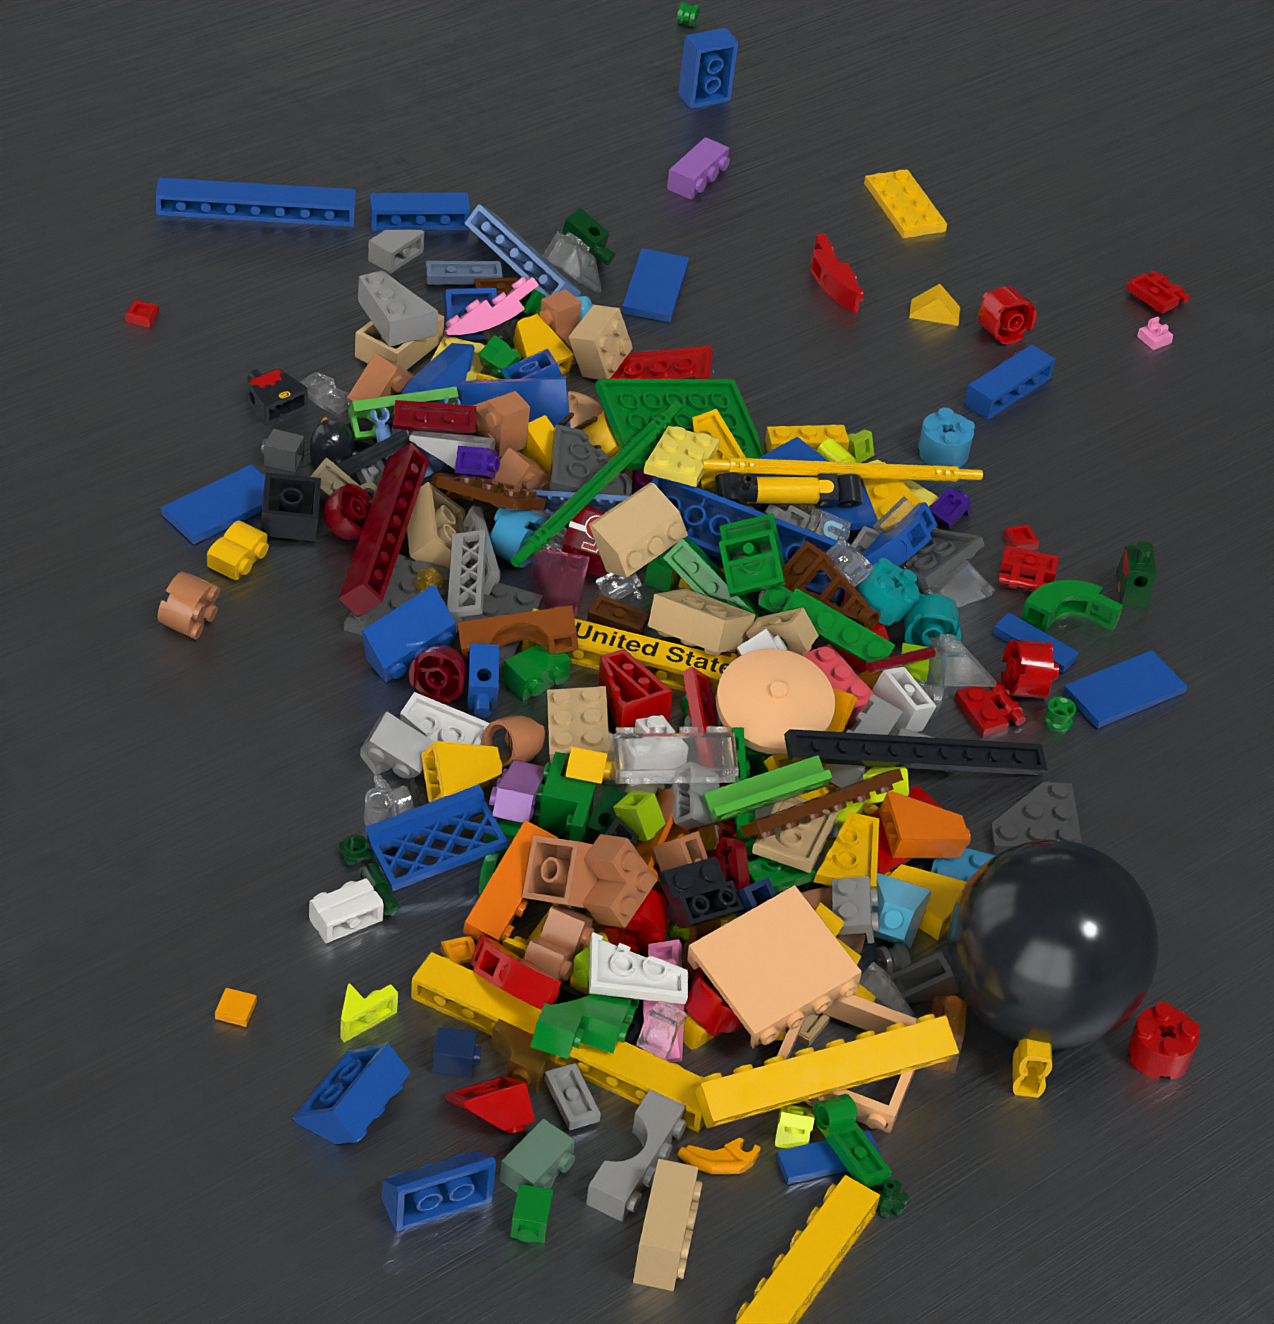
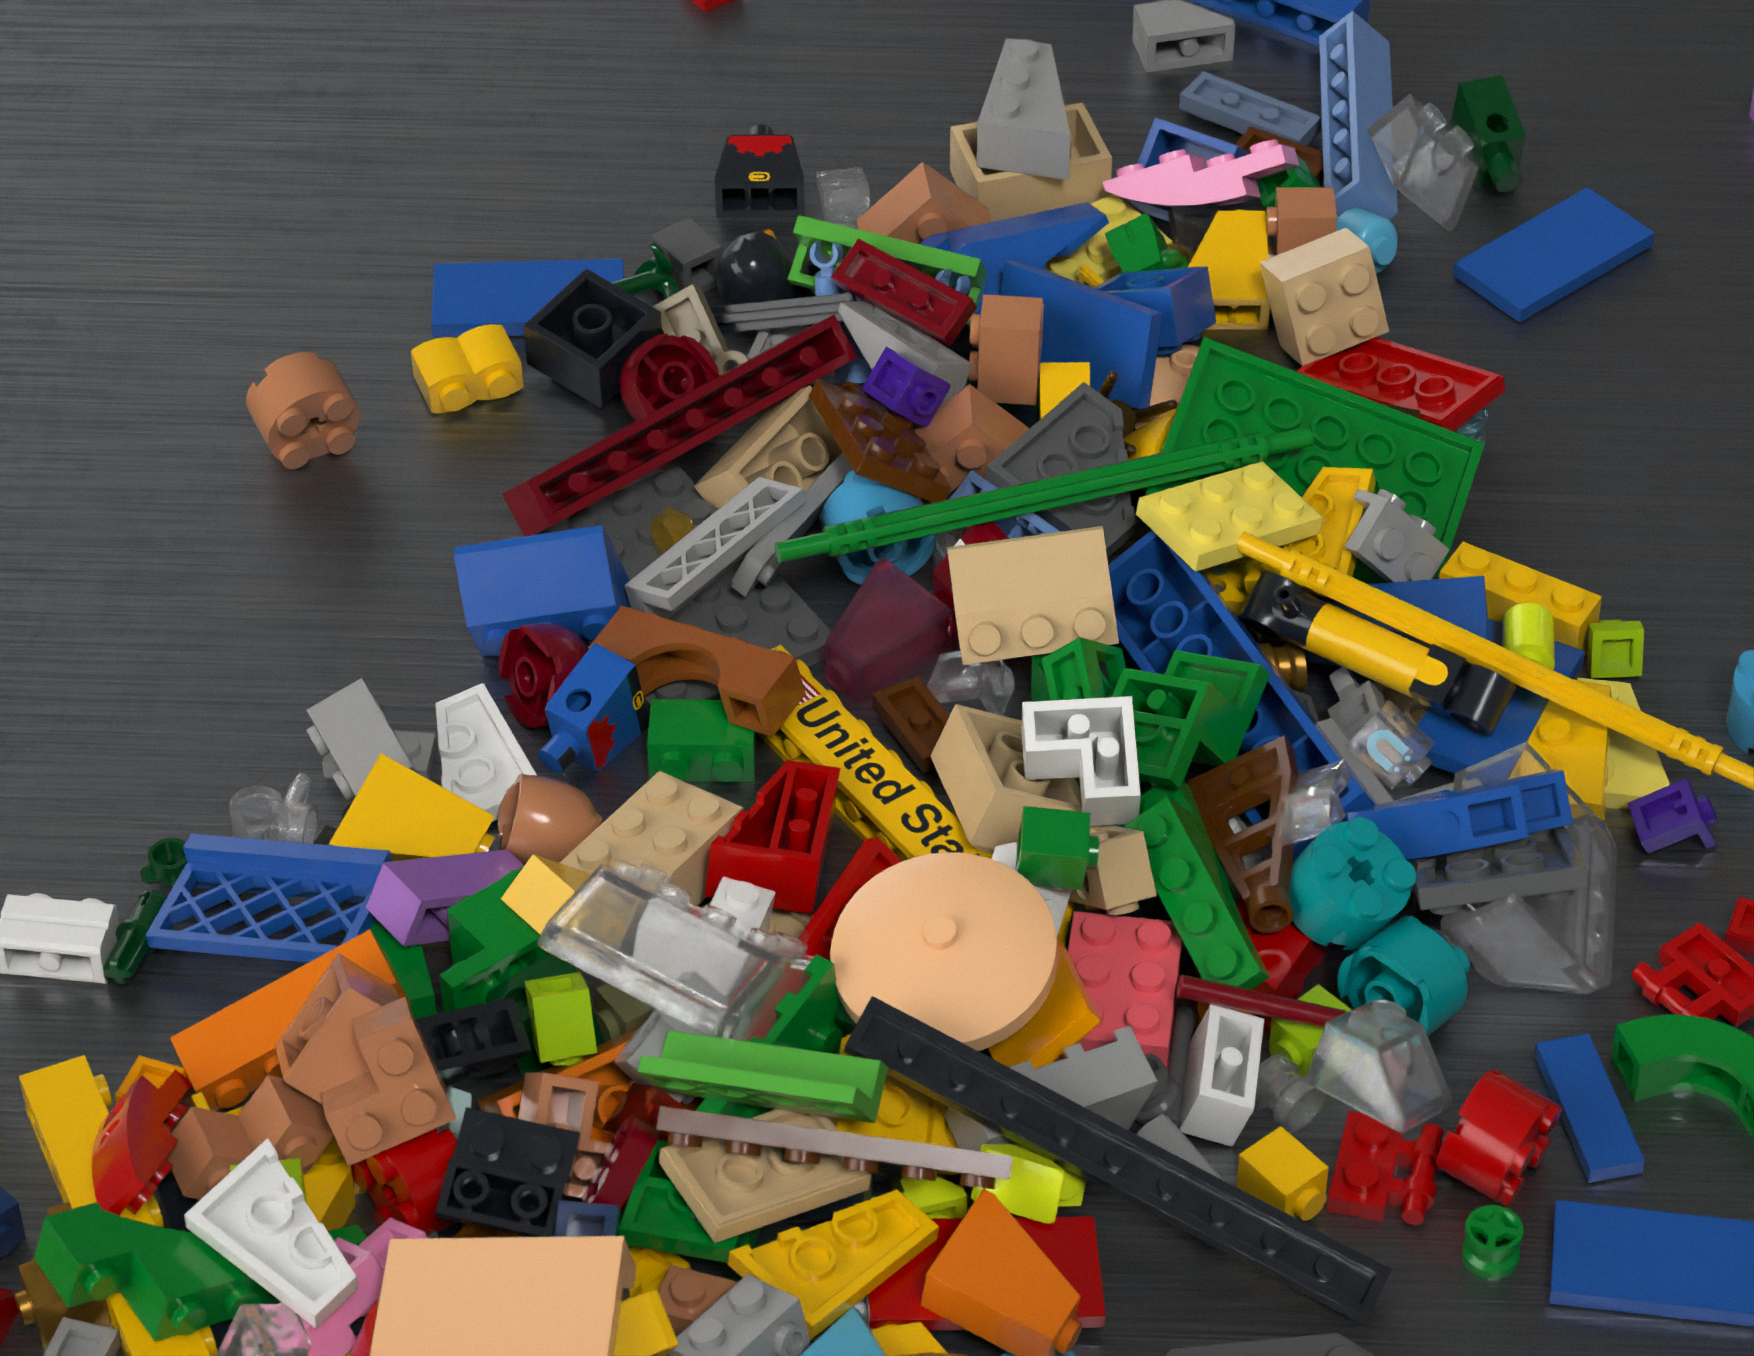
camera: 45 degrees right, 0 degrees up
(280, 464) = (651, 275): none -> dark green plant
(751, 581) = (1089, 742): none -> white brick
(752, 437) = (1393, 542): none -> light grey bracket
(782, 630) = (1055, 847): none -> green brick
(964, 726) = (1284, 1175): none -> yellow brick

